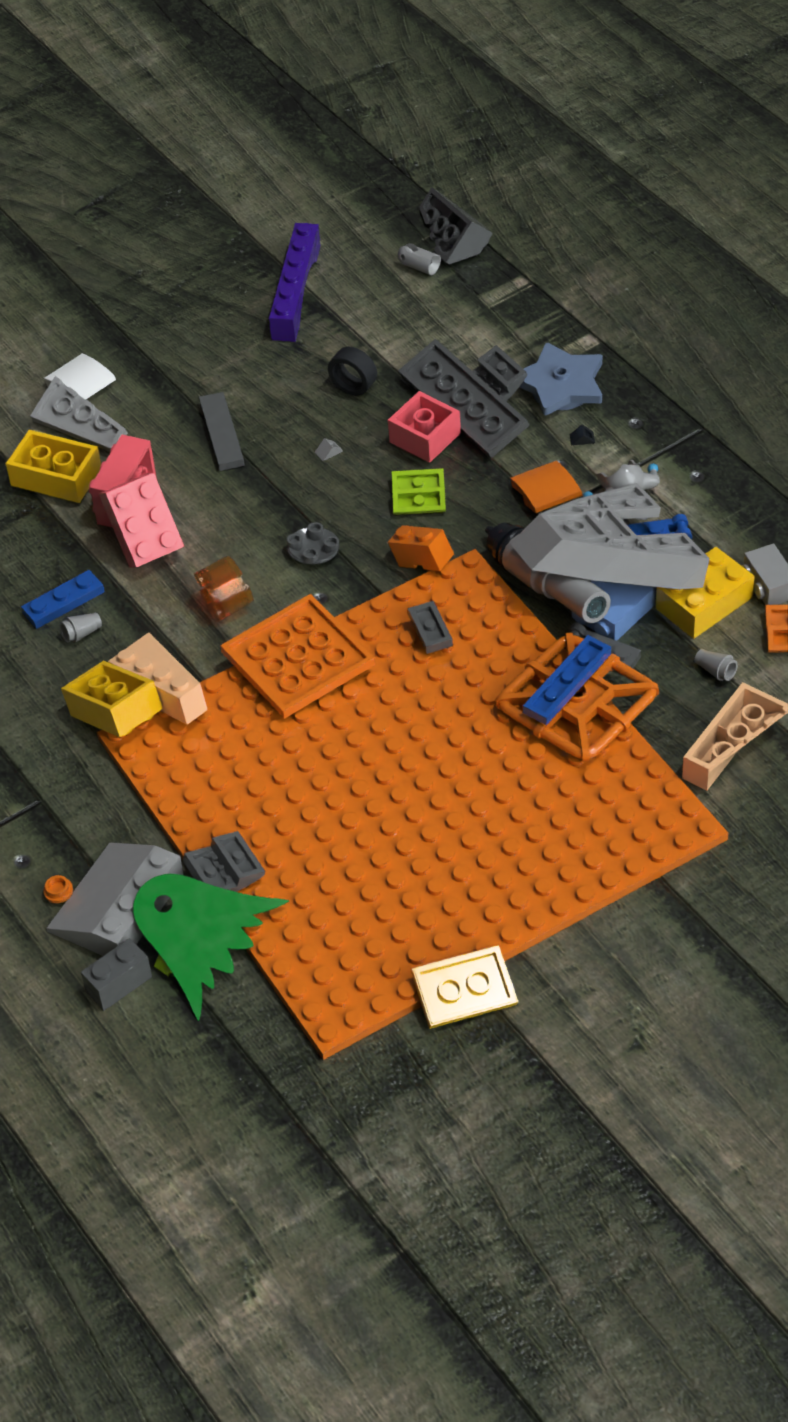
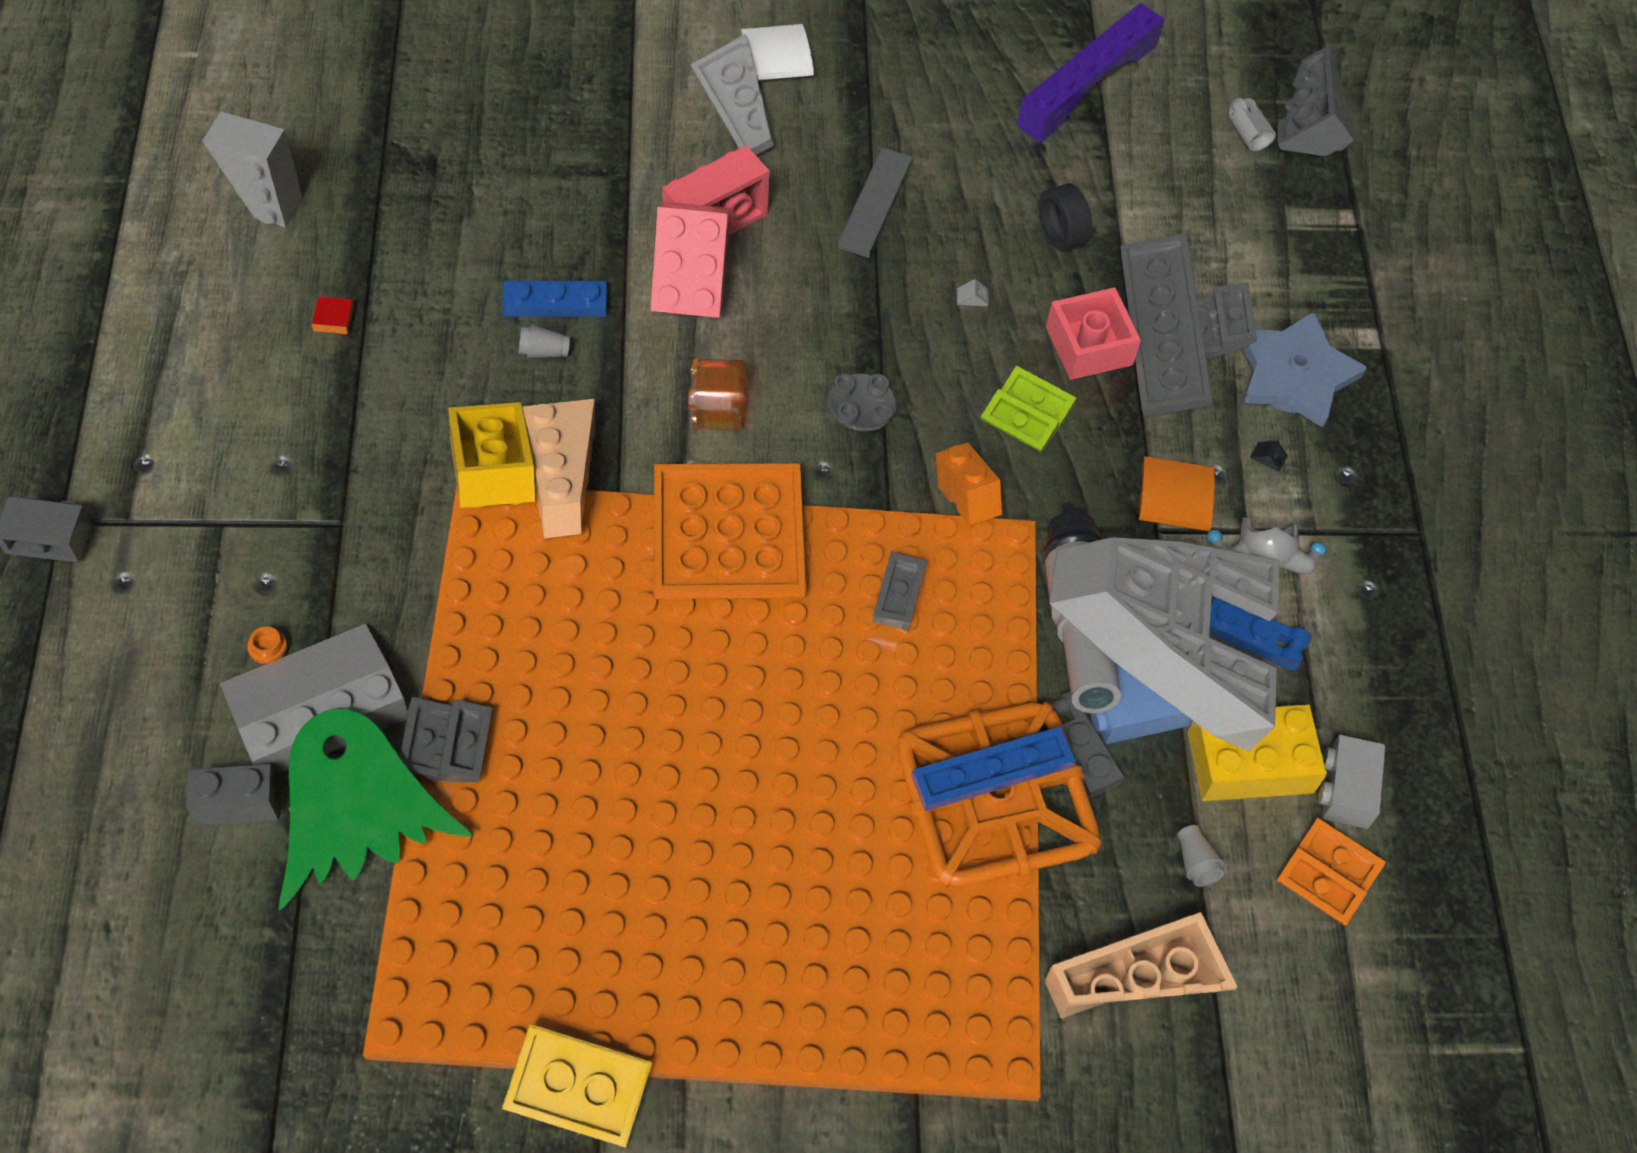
camera: 25 degrees right, 10 degrees up
(53, 466) = (661, 134): yellow brick -> none

